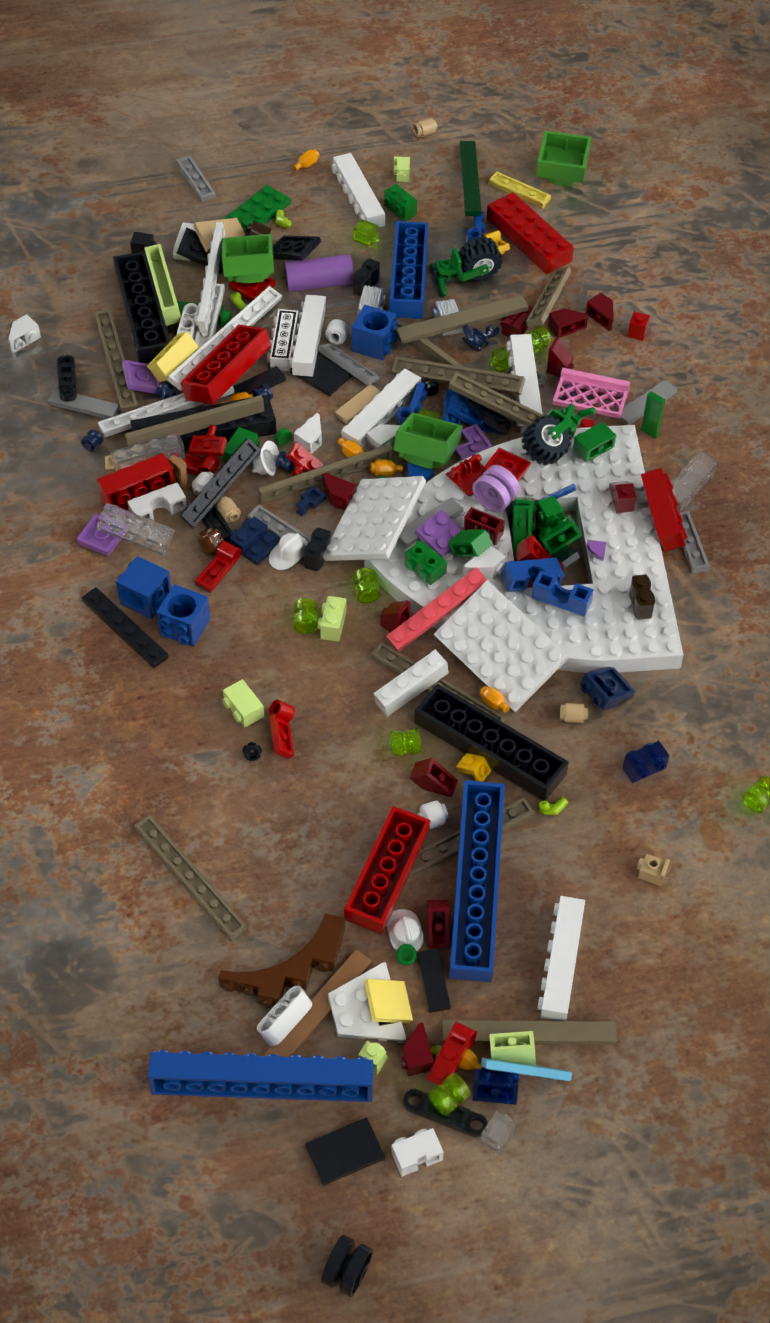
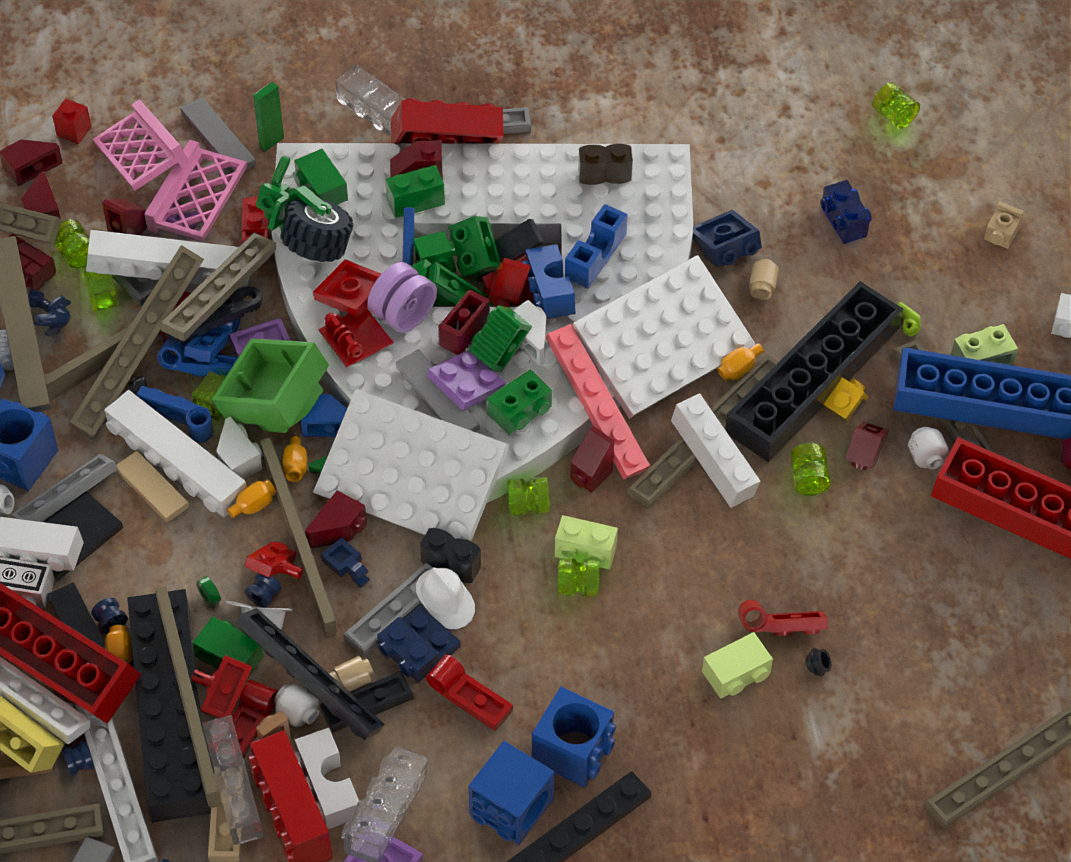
camera: 85 degrees left, 0 degrees up
(140, 377) = (36, 794): medium lavender plate -> none
(210, 540) = (419, 698): reddish brown head -> none
(310, 434) = (211, 551): white slope -> none
(528, 853) = (989, 345): none -> yellowish green brick
(595, 492) = (415, 189): none -> green brick
(597, 548) = (509, 205): medium lavender tile -> none
(621, 360) = (155, 136): none -> bright pink fence

